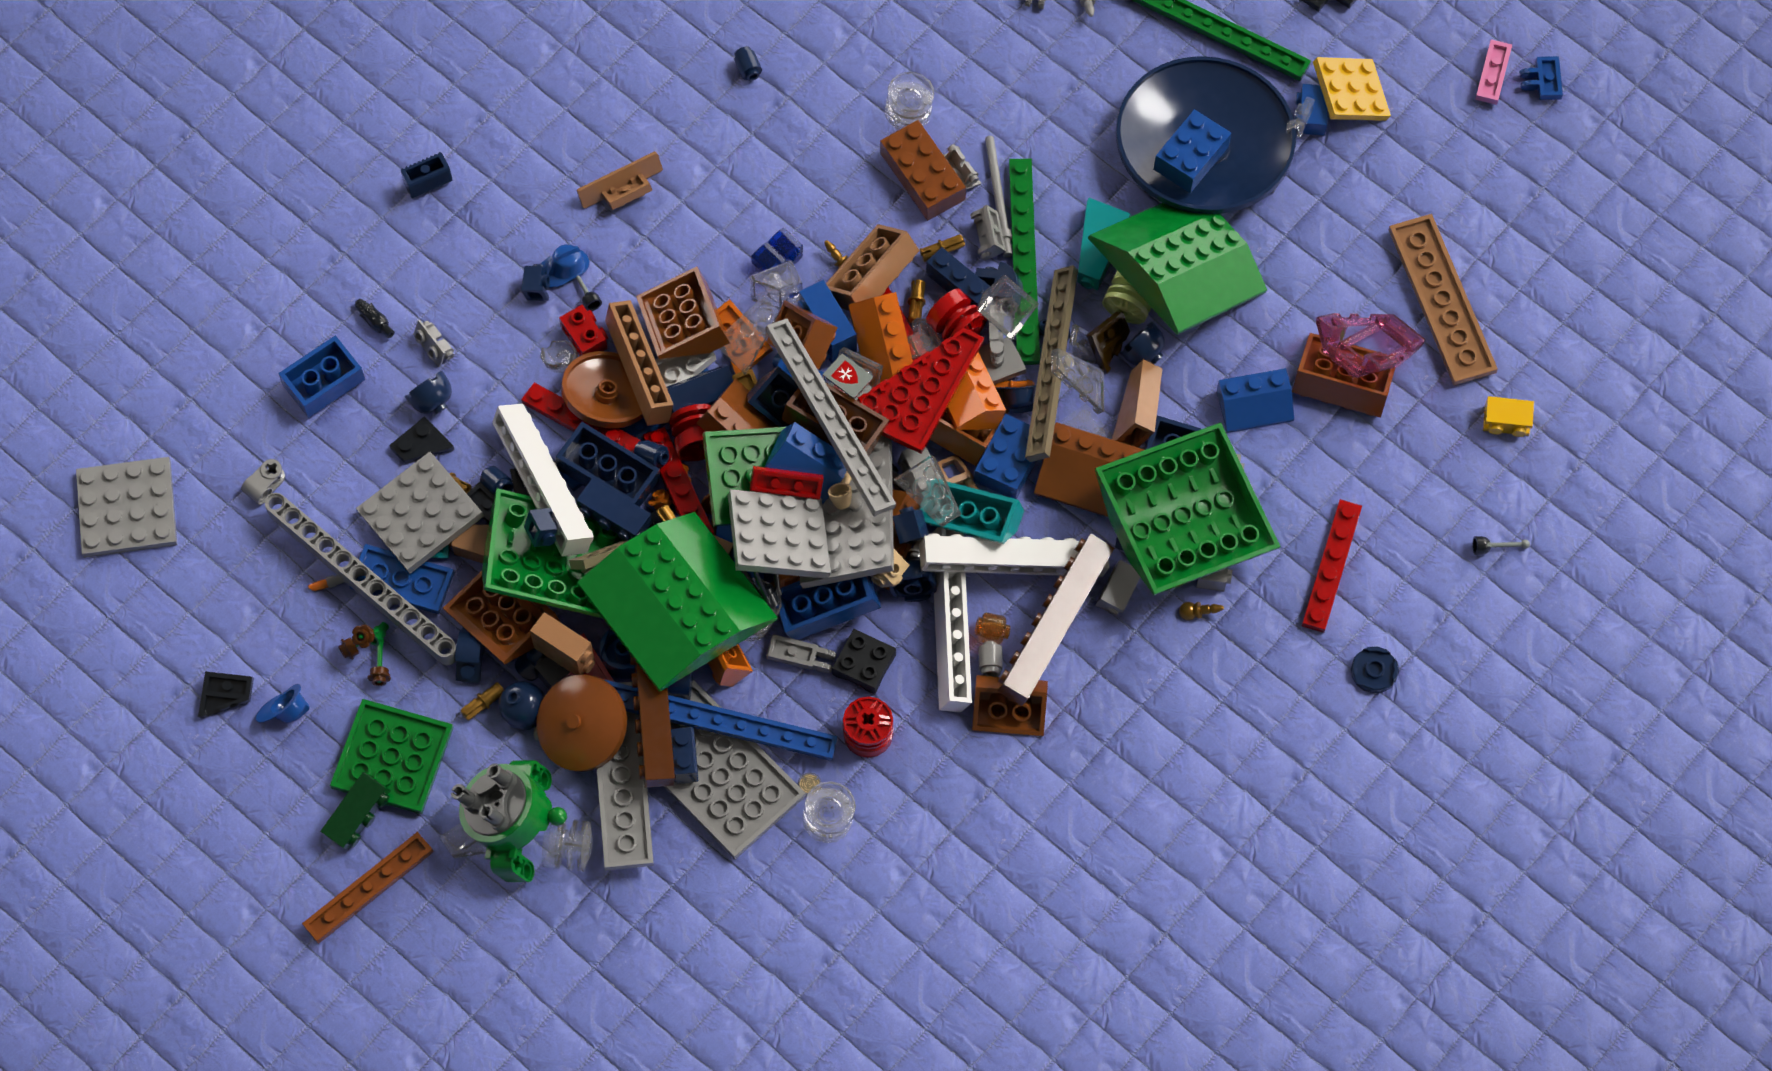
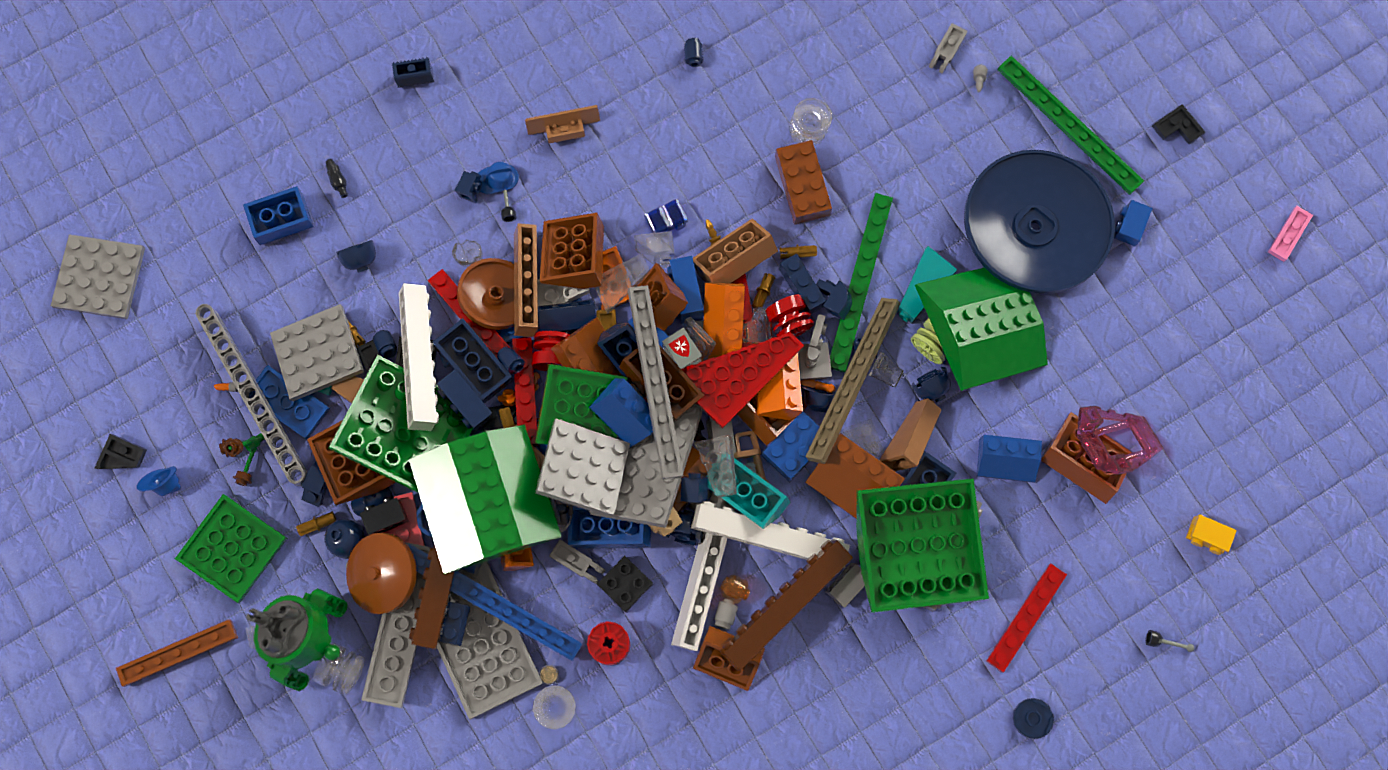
camera: 15 degrees right, 10 degrees up
(262, 483) = (206, 288): light grey piece -> none
(356, 811) = (186, 588): dark green brick -> none
(420, 440) = (339, 291): black wing -> none
(427, 336) = (376, 219): light grey hinge -> none
(541, 527) = (398, 401): dark blue brick -> none
(562, 645) = (382, 507): medium nougat brick -> none
(582, 331) = (493, 238): red brick -> none
(590, 560) = (435, 439): dark tan plate -> none
(786, 482) = (603, 424): red tile -> none
(841, 493) = (645, 446): tan bar -> none
(961, 167) = (834, 189): light grey hinge -> none
(989, 232) = (839, 250): light grey hinge -> none
(998, 194) = (851, 254): light grey bar -> none
(1006, 306) = (831, 321): clear slope -> none
(1081, 376) = (873, 397): clear wing -> none
(1108, 338) = (906, 370): dark brown wing -> none
(1189, 610) = (898, 620): pearl gold bar -> none
(1192, 151) = (1023, 234): blue brick -> none
(1303, 113) = (1124, 226): clear plate -> none
(1351, 89) = (1169, 215): yellow plate -> none
(1442, 299) = (1188, 417): medium nougat plate -> none
(1548, 78) = (1333, 251): blue hinge -> none

